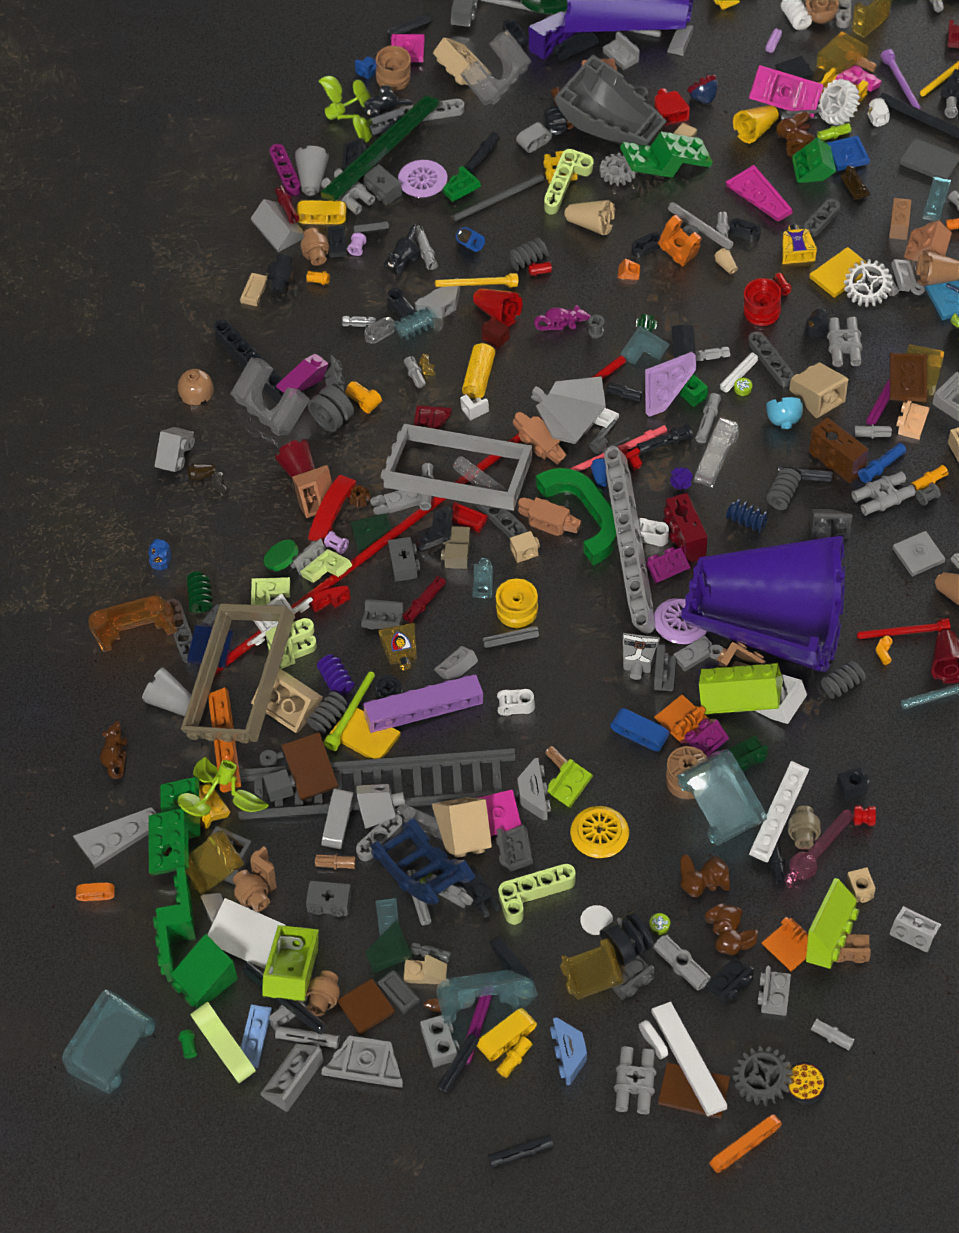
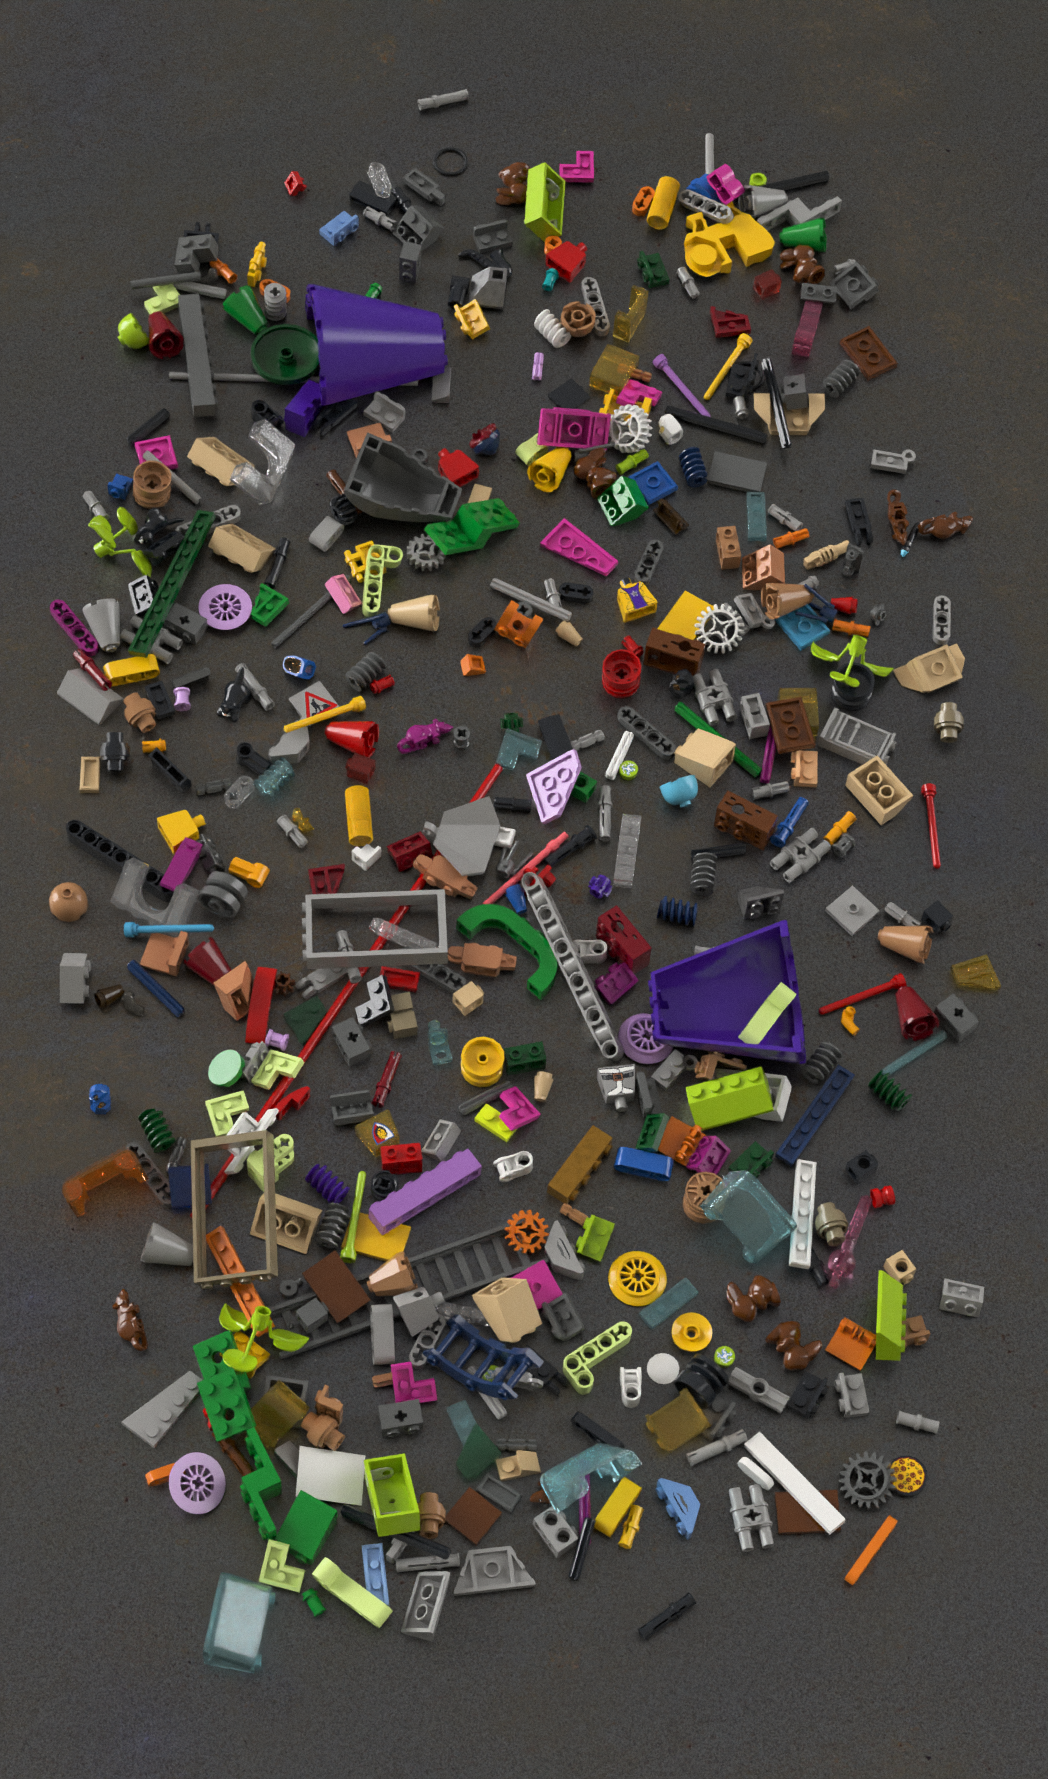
camera: 25 degrees left, 5 degrees up
(133, 890) = (213, 1471): none -> lavender piece
(162, 885) = (241, 1463): none -> reddish brown pin
(162, 1005) = (276, 1572): none -> yellowish green plate
(241, 421) = (132, 929): none -> dark azure piece
(245, 476) = (170, 1002): none -> dark blue axle
(263, 447) = (165, 953): none -> nougat bracket
(316, 344) = (178, 826): none -> yellow torso
(332, 313) = (184, 785): none -> black piece
(341, 77) = (94, 505): none -> light grey axle
(343, 873) = (407, 1389): none -> dark pink plate
(365, 769) = (392, 1277): none -> medium nougat cone
(412, 669) = (402, 1158): none -> red bracket
(418, 72) = (176, 481): none -> light grey piece
(453, 133) = (241, 547): none -> tan slope
(472, 268) = (313, 701): none -> light grey piece
(498, 757) = (525, 1241): none -> orange gear
(508, 408) = (407, 850): none -> dark red bracket
(513, 661) = (489, 1119): none -> neon yellow plate
(531, 187) = (343, 593): none -> bright pink slope
(537, 654) = (520, 1109): none -> dark pink plate
(556, 216) = (379, 621): none -> dark blue plant
(558, 610) = (524, 1058): none -> dark green brick
(559, 923) = (630, 1383): none -> white piece
(567, 637) = (542, 1085): none -> tan cone
(578, 716) = (579, 1165): none -> pearl gold brick
(622, 861) = (668, 1303): none -> clear light blue tile
(623, 1005) = (717, 1447): none -> light grey pin
(634, 884) = (691, 1323): none -> yellow dish
(656, 702) = (652, 1132): none -> dark green bracket
(742, 102) = (530, 450): none -> yellowish green piece
(802, 621) = (767, 1014): none -> yellowish green beam
(813, 292) = (674, 652): none -> reddish brown piece
(821, 726) = (814, 1115): none -> dark blue plate
(851, 395) = (699, 723): none -> green axle
(877, 363) = (754, 716): none -> light grey brick
(889, 146) = (693, 467): none -> dark blue piece
(902, 720) = (889, 1091): none -> dark green piece

